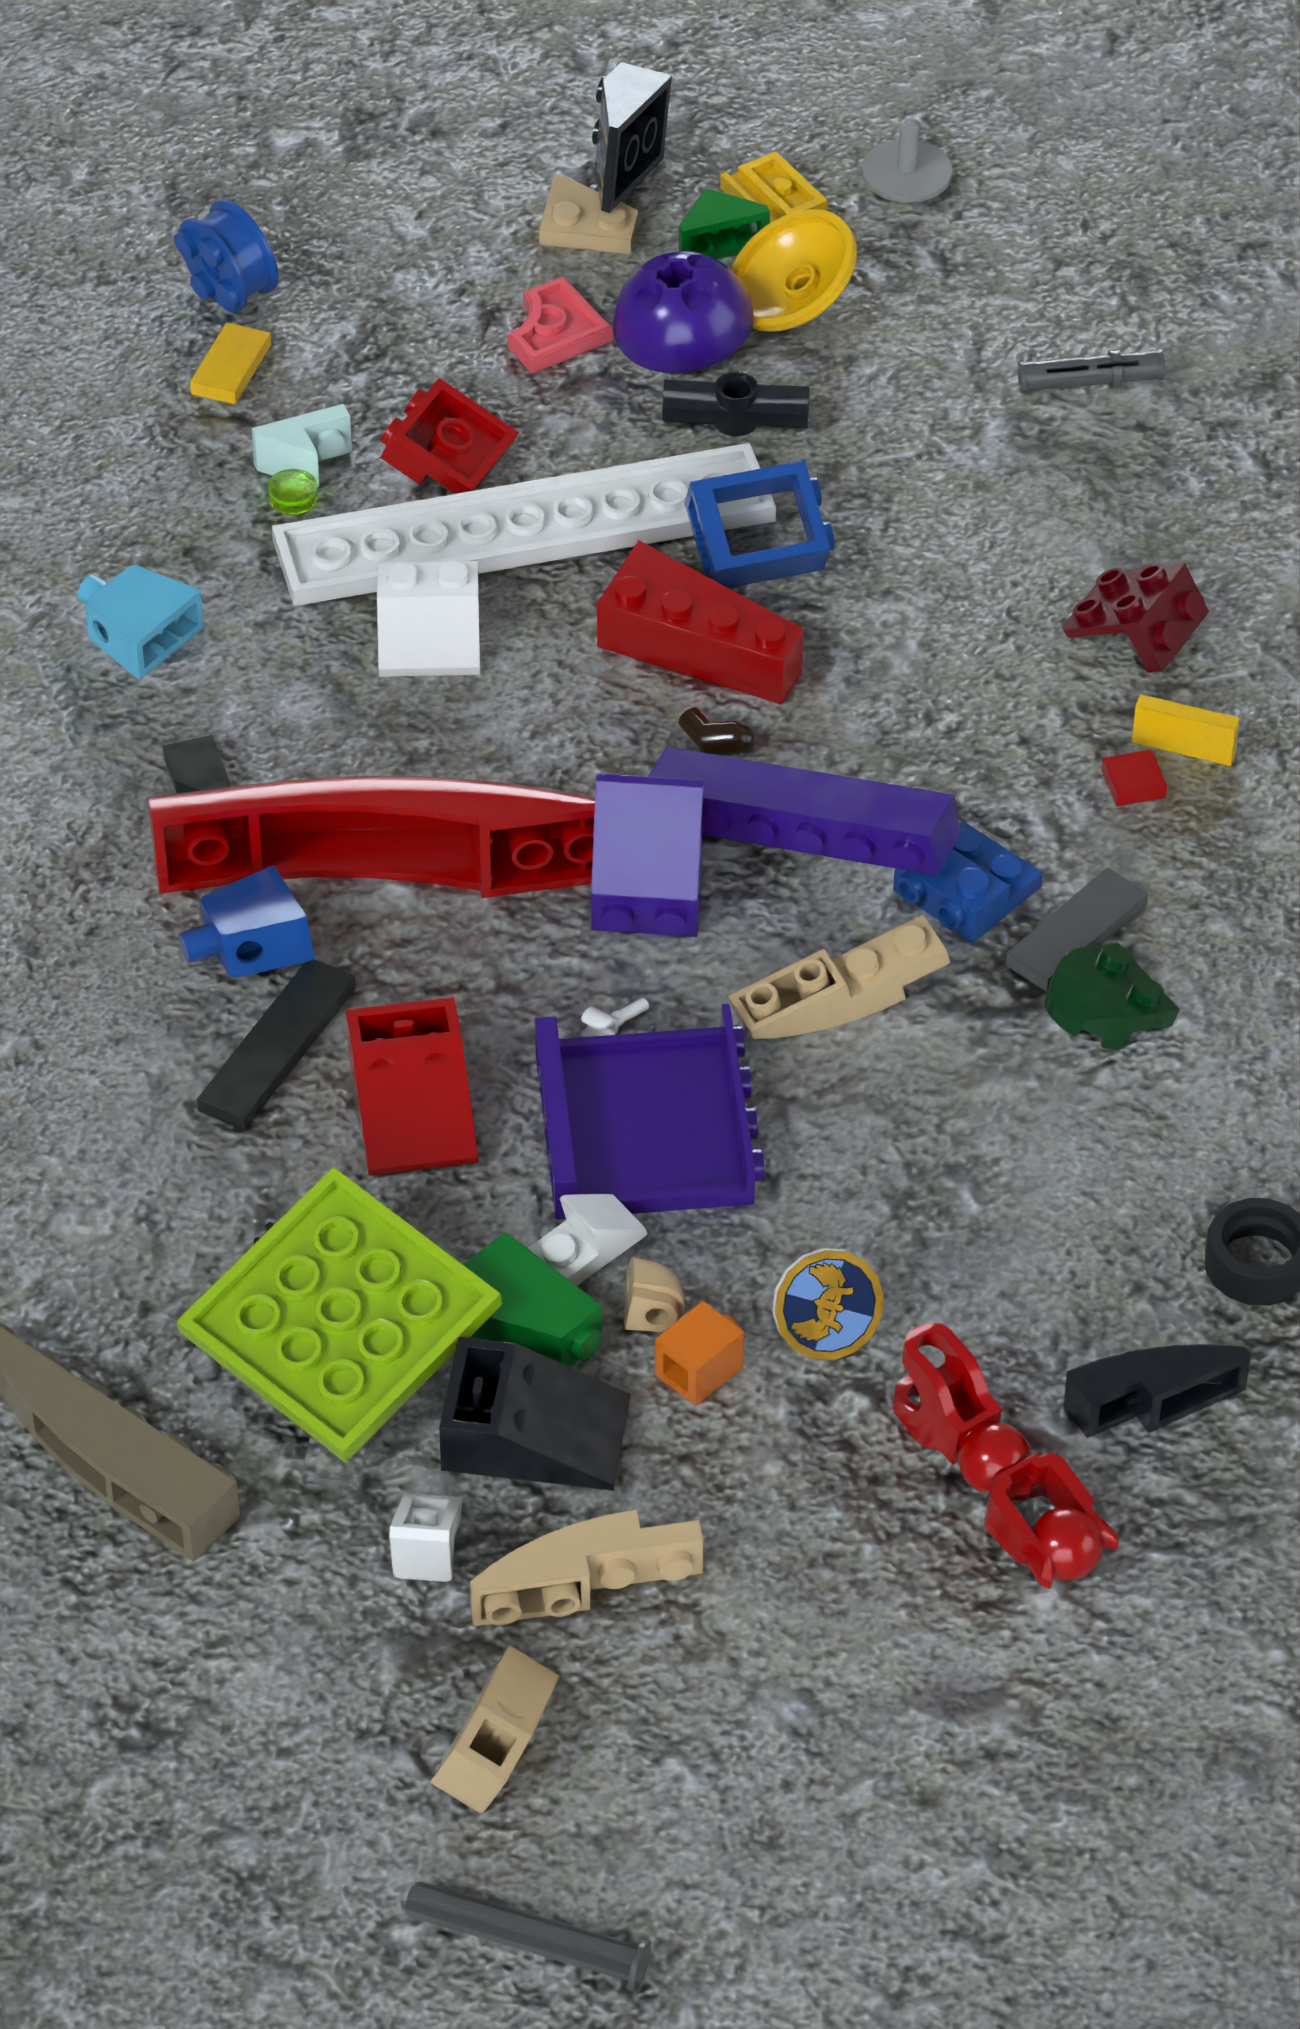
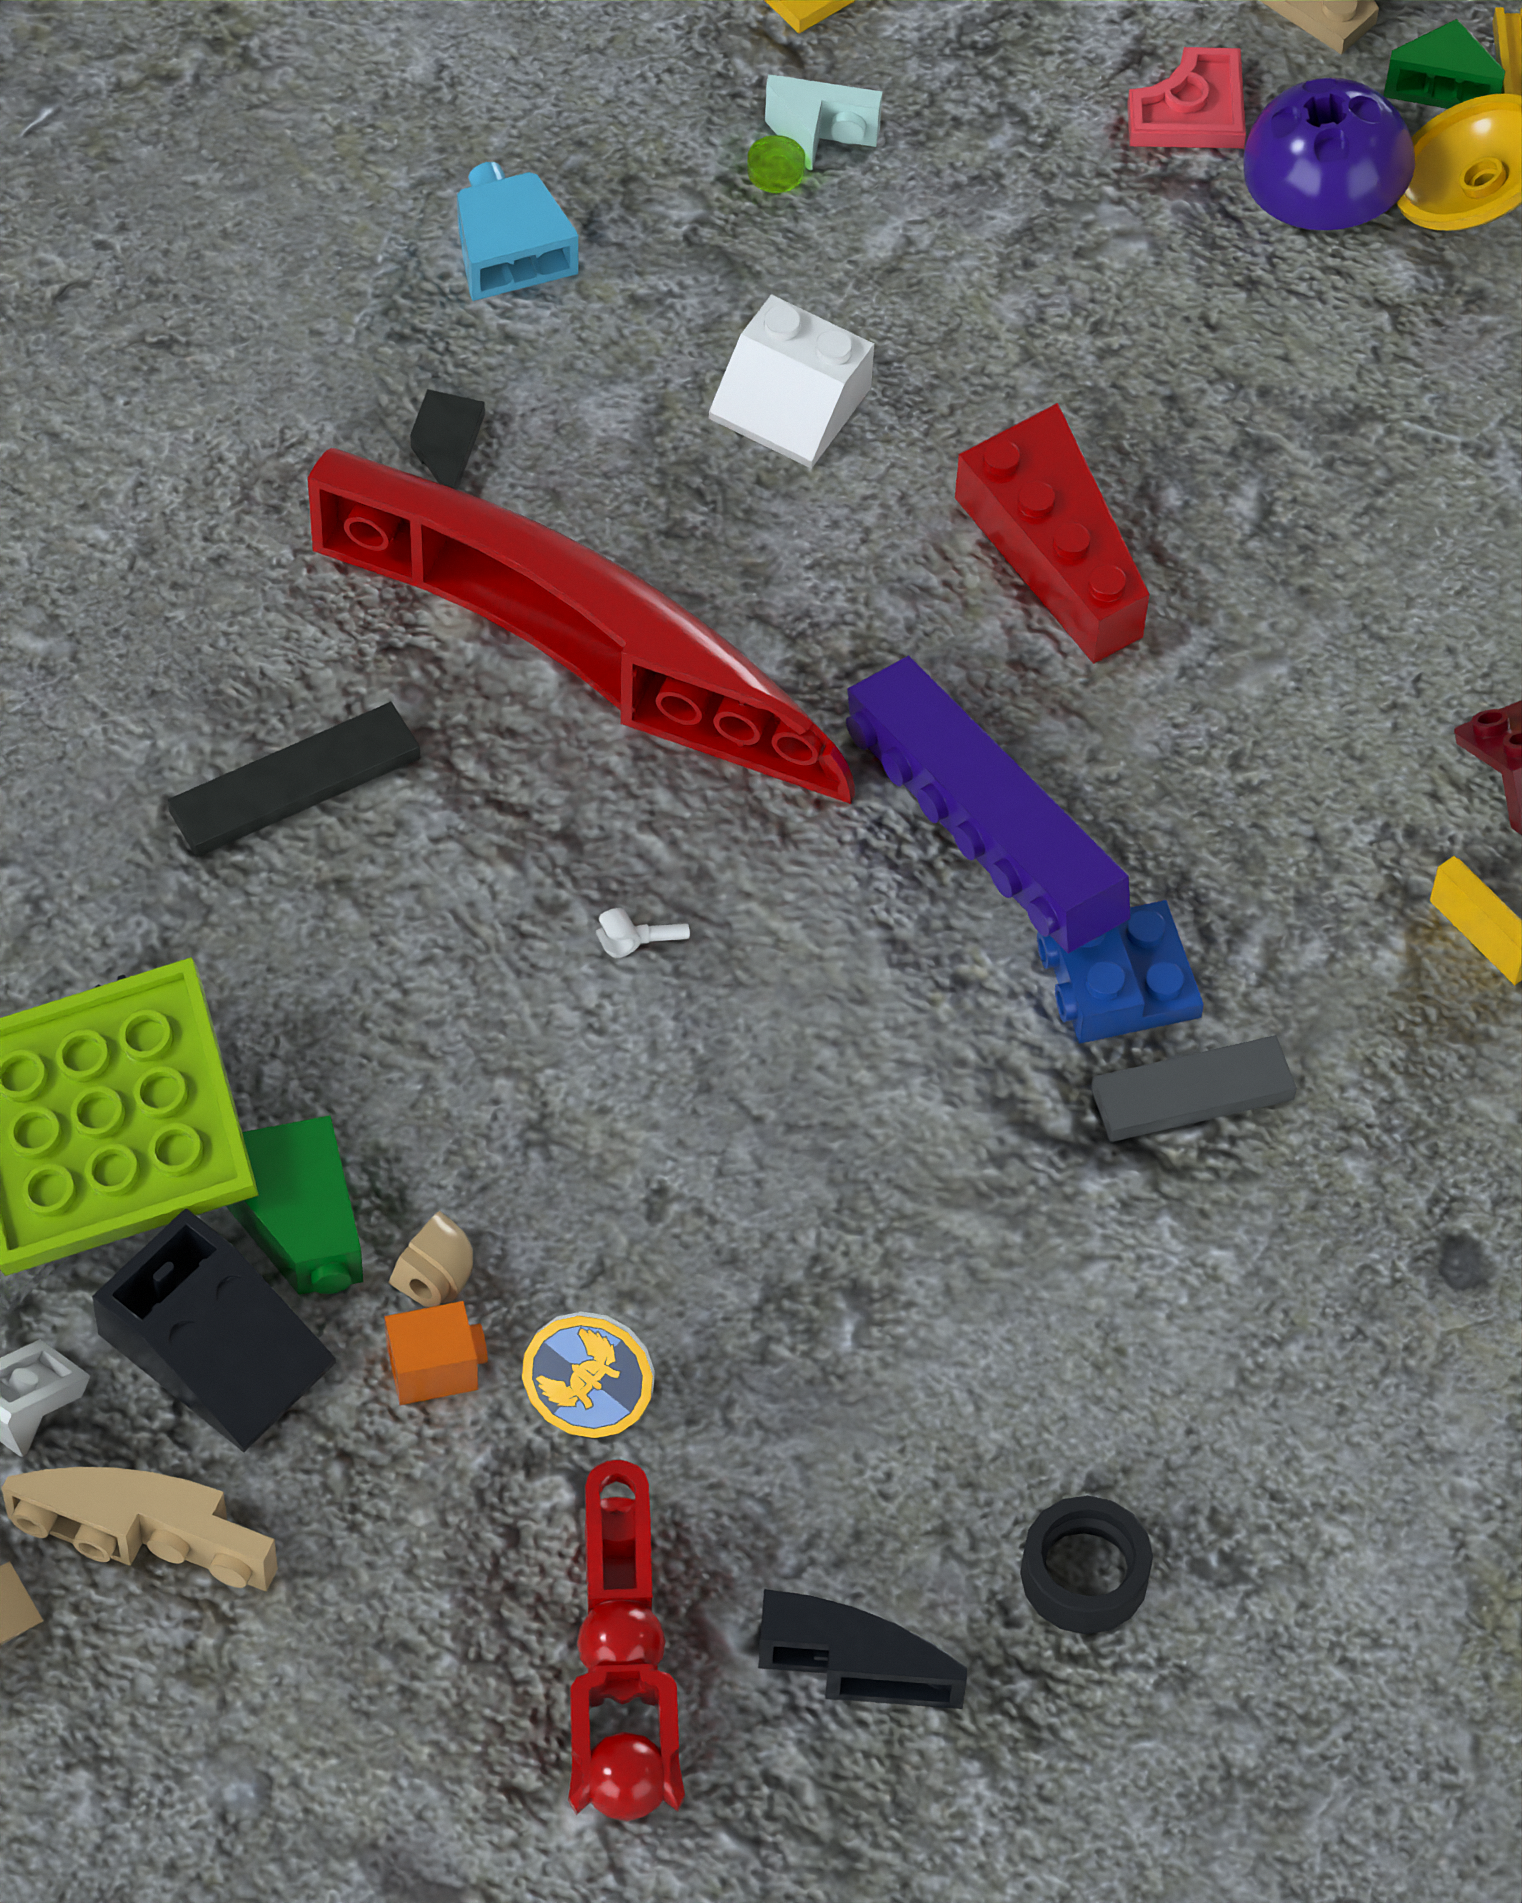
camera: 30 degrees right, 10 degrees up
(250, 927) = (353, 638): blue torso -> none
(411, 1086) = (372, 901): red slope -> none
(446, 439) = (967, 184): red plate -> none
(511, 523) = (985, 320): white plate -> none
(591, 1237) = (422, 1164): white slope -> none
(647, 855) = (780, 776): slope -> none
(649, 1117) = (581, 1061): dark purple panel -> none
(716, 737) = (988, 667): dark brown arm -> none
(735, 403) = (1303, 289): black piece -> none
(764, 564) = (1139, 482): blue window -> none
(832, 992) = (874, 1023): tan slope -> none
(1106, 995) = (1159, 1182): dark green slope -> none
(1134, 777) = (1392, 945): red tile -> none

